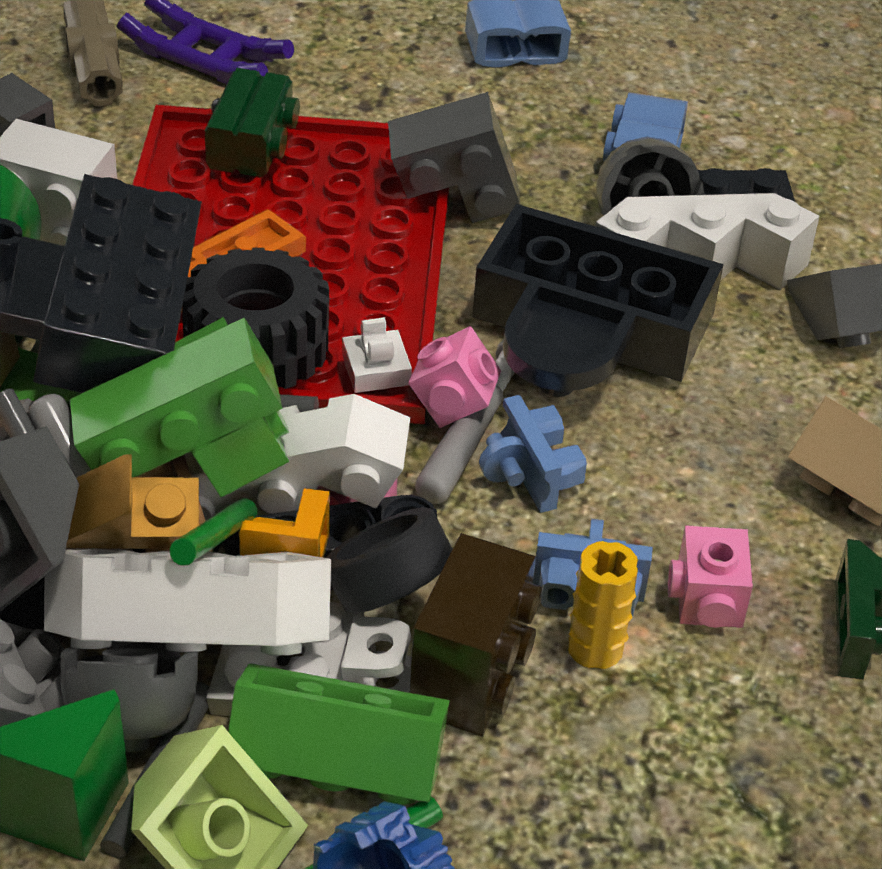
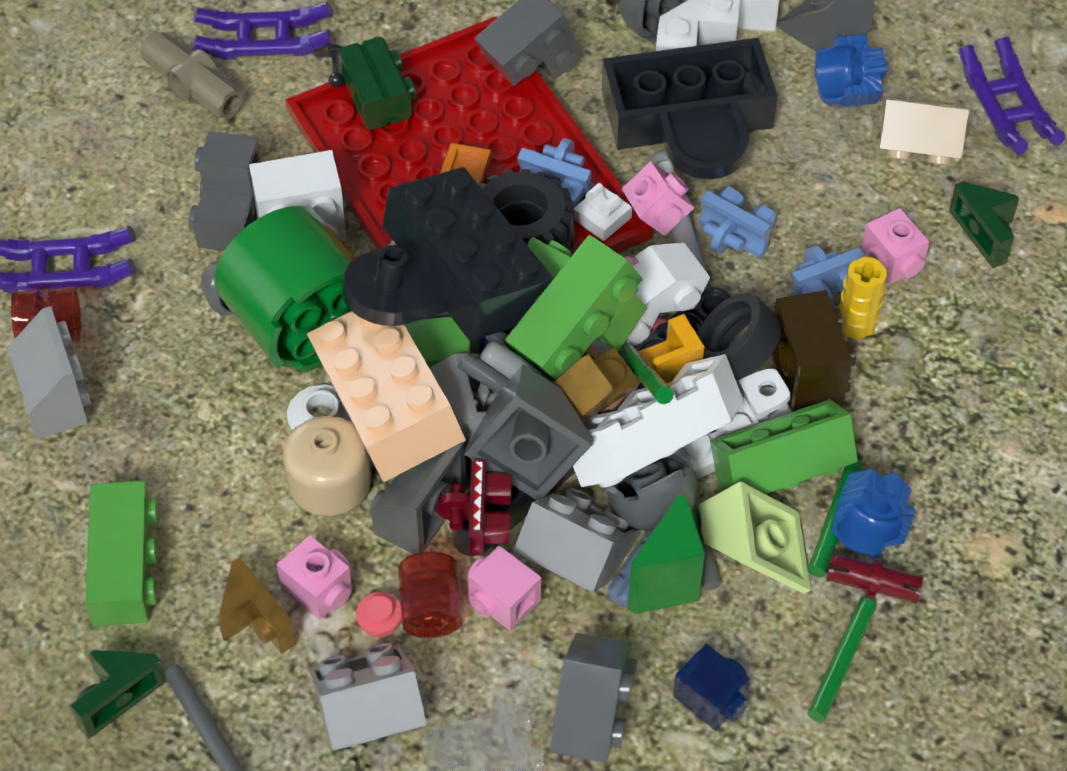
camera: 30 degrees left, 10 degrees up
(359, 288) = (562, 165): none -> medium blue hips
(822, 358) = (850, 72): none -> blue hair

